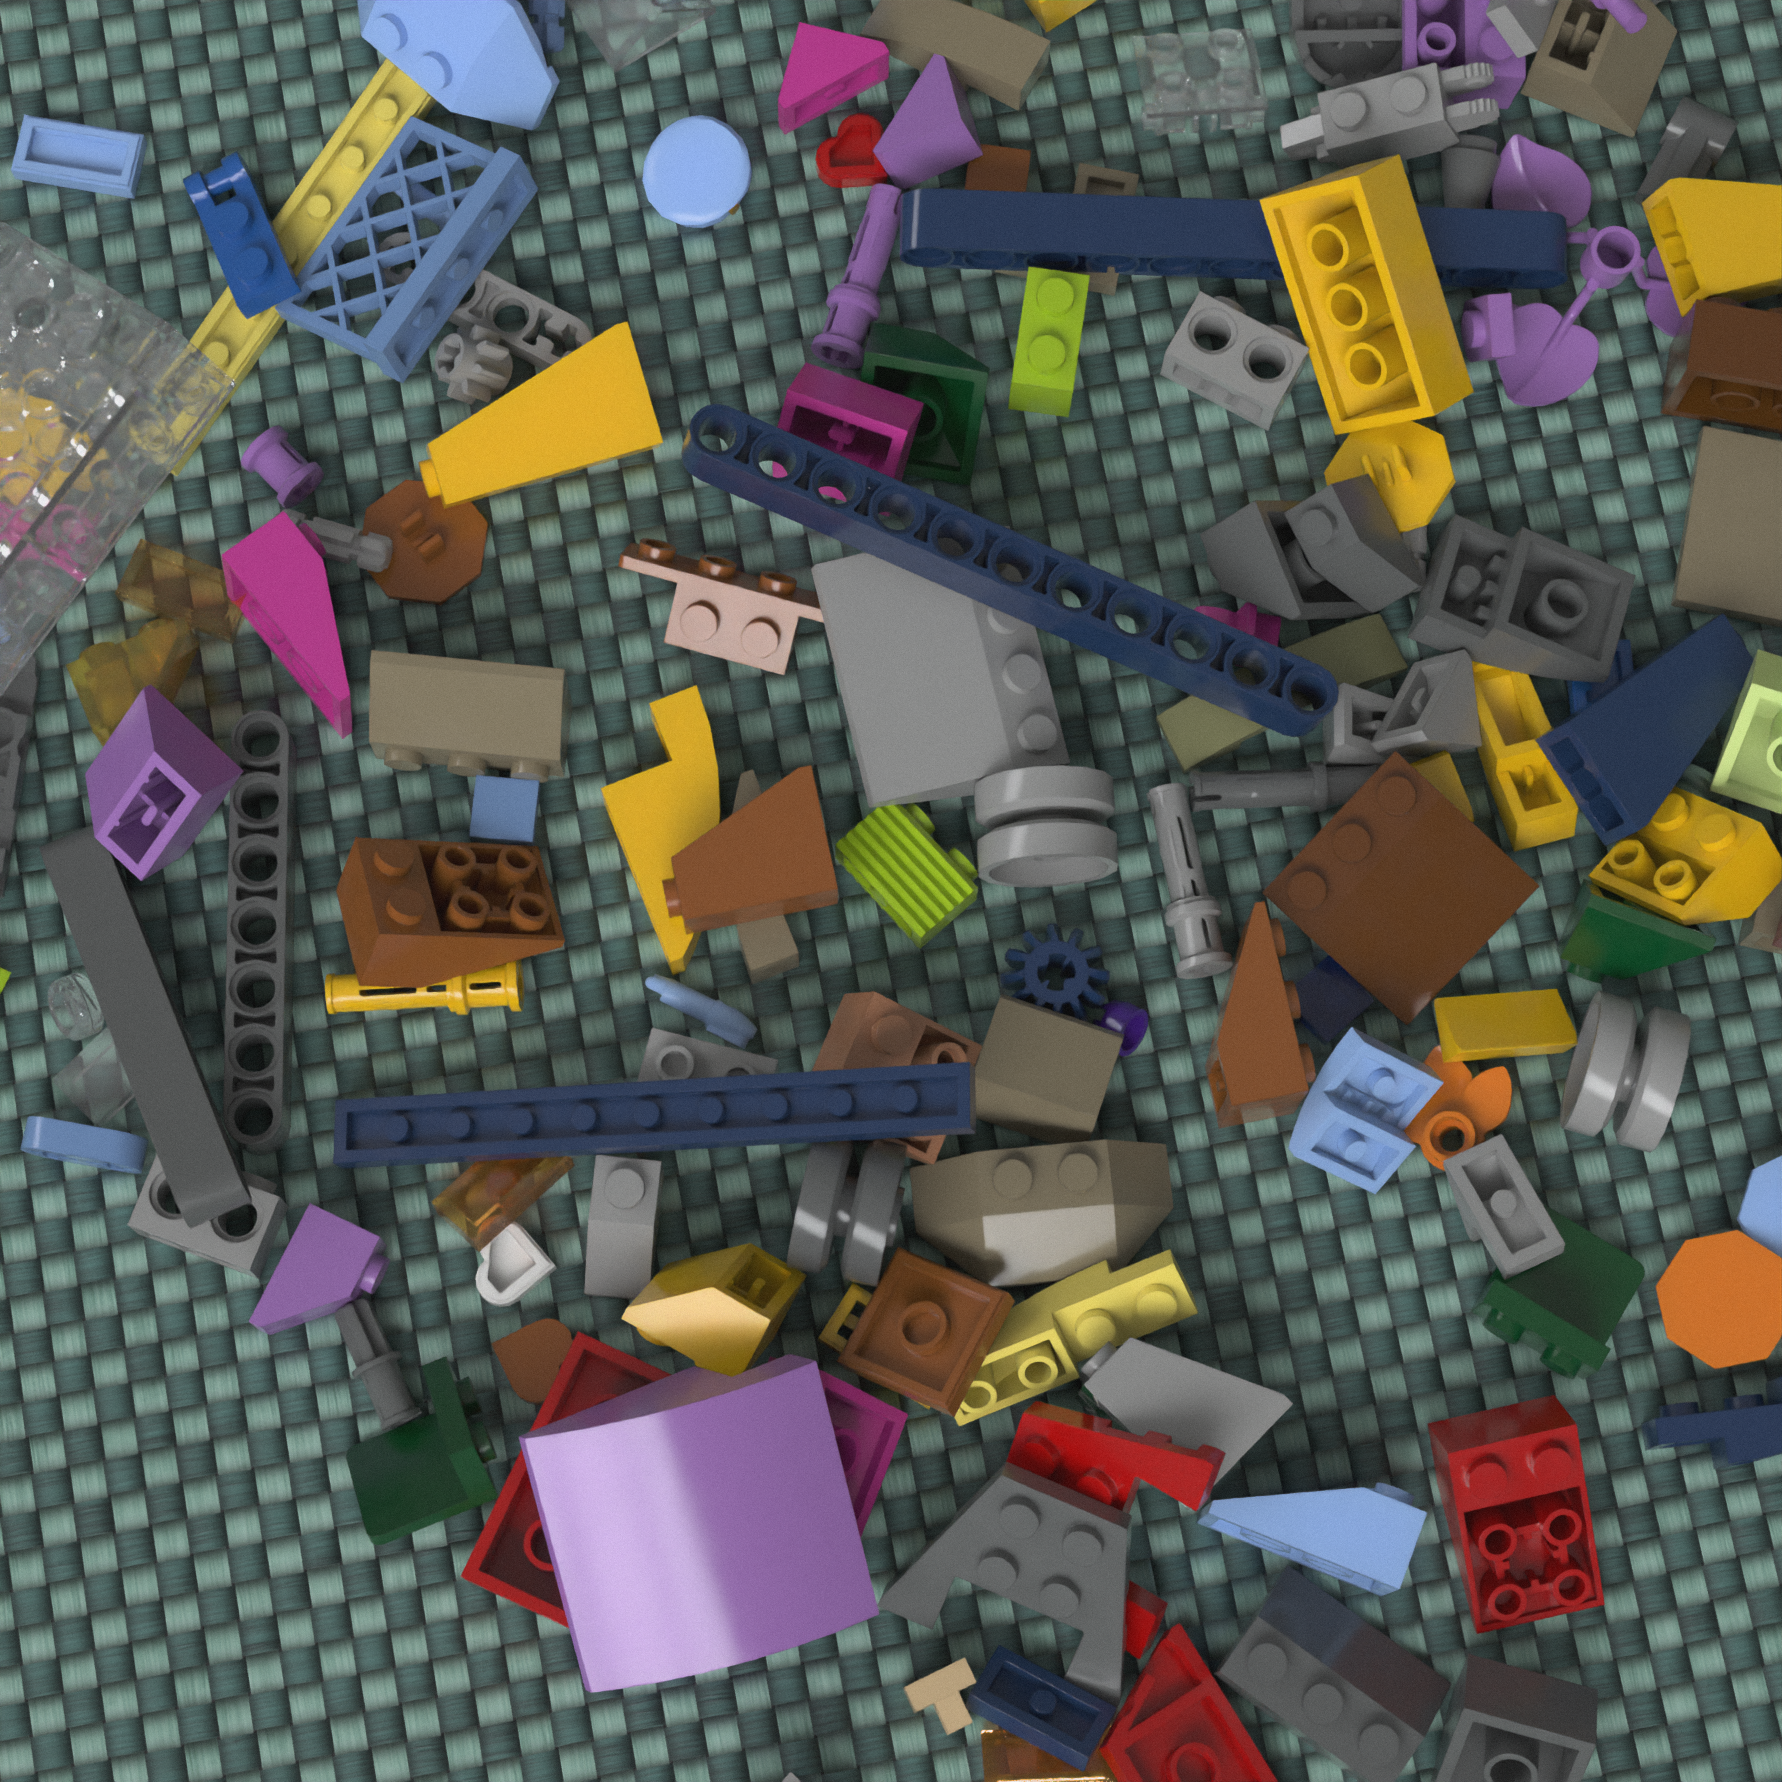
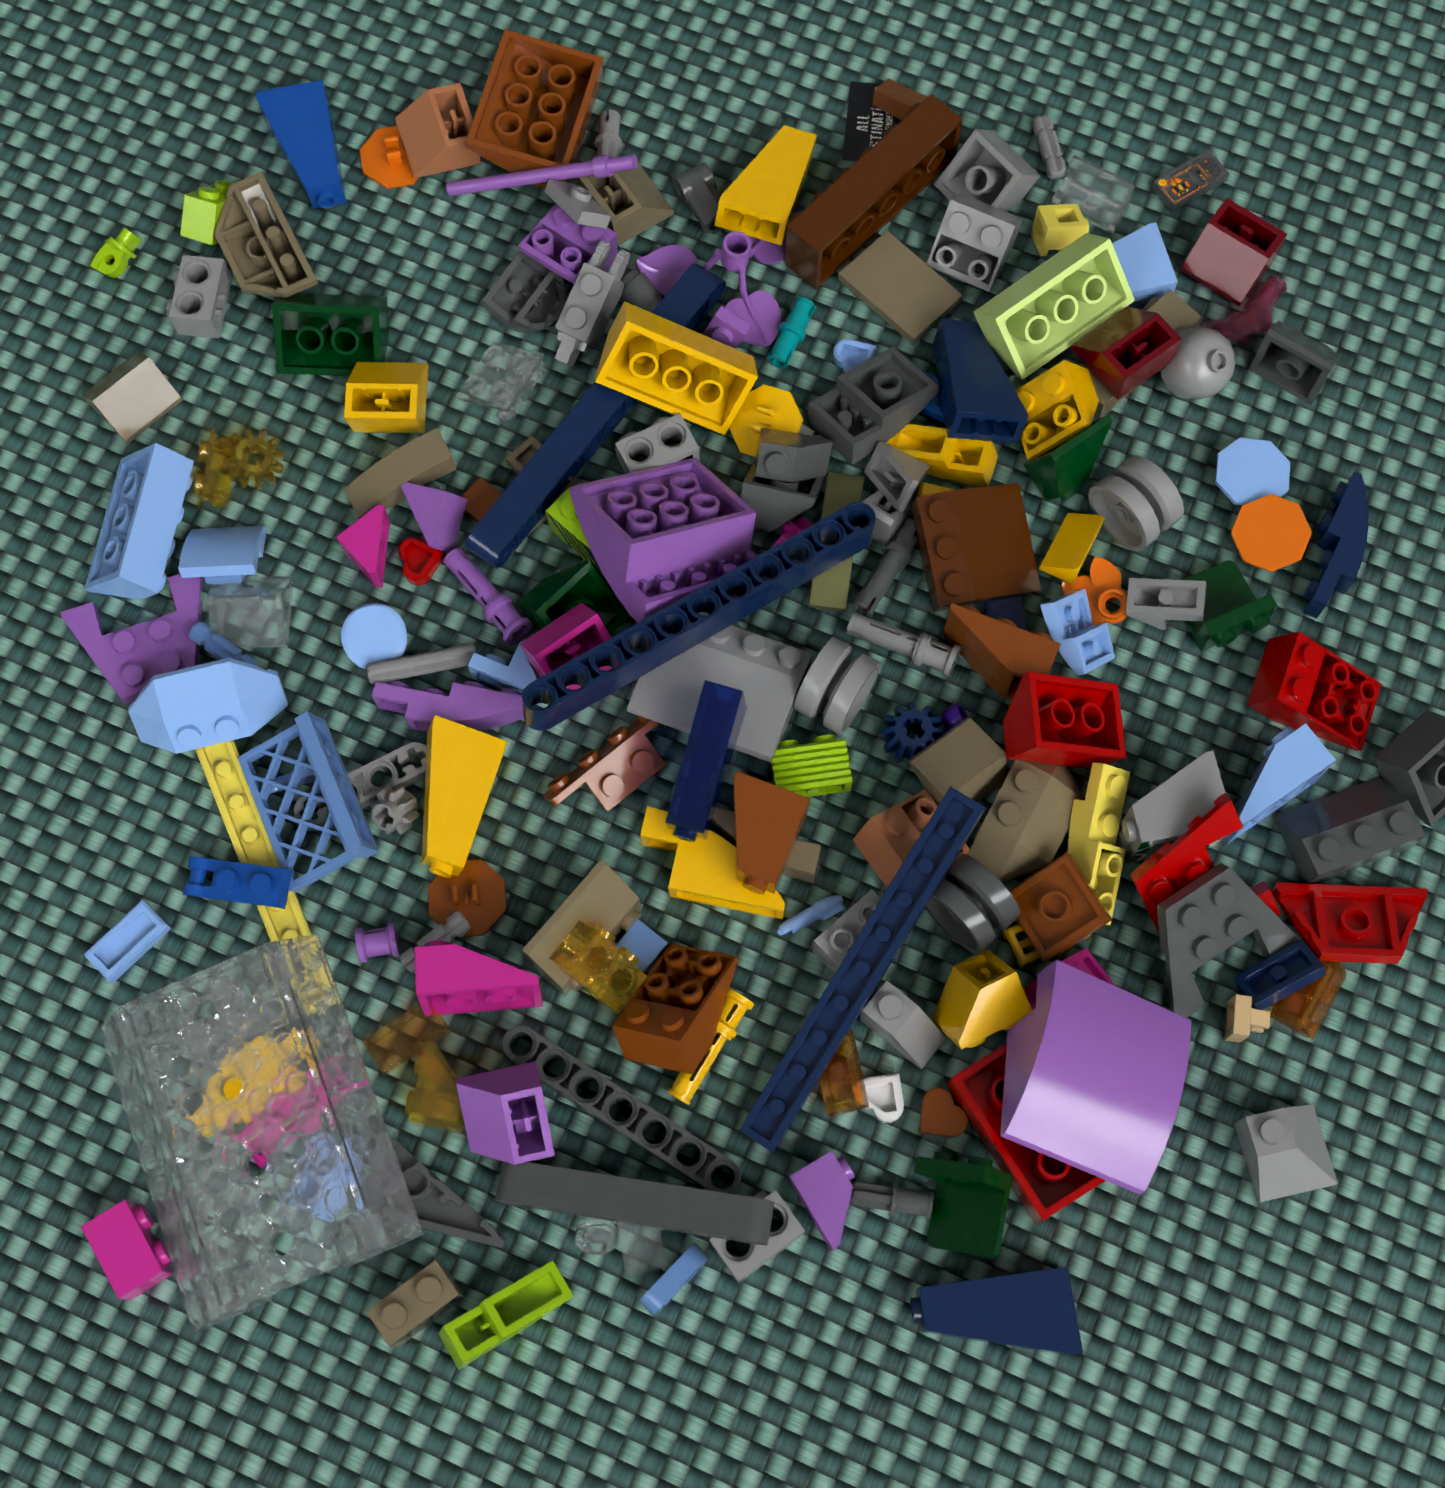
camera: 50 degrees left, 5 degrees down
(322, 1611) = (1009, 1310): none -> dark blue slope
(417, 767) = (596, 970): none -> clear yellow brick
(670, 350) = (466, 704): none -> medium lavender slope
(702, 258) = (420, 664): none -> light grey axle
(761, 369) = (495, 673): none -> light blue slope
(797, 716) = (706, 760): none -> clear blue slope
(1105, 446) = (663, 532): none -> medium lavender slope
(1203, 1172) = (1064, 722): none -> red slope
(1559, 422) = (791, 332): none -> teal pin
(1590, 529) = (852, 353): none -> light blue tile

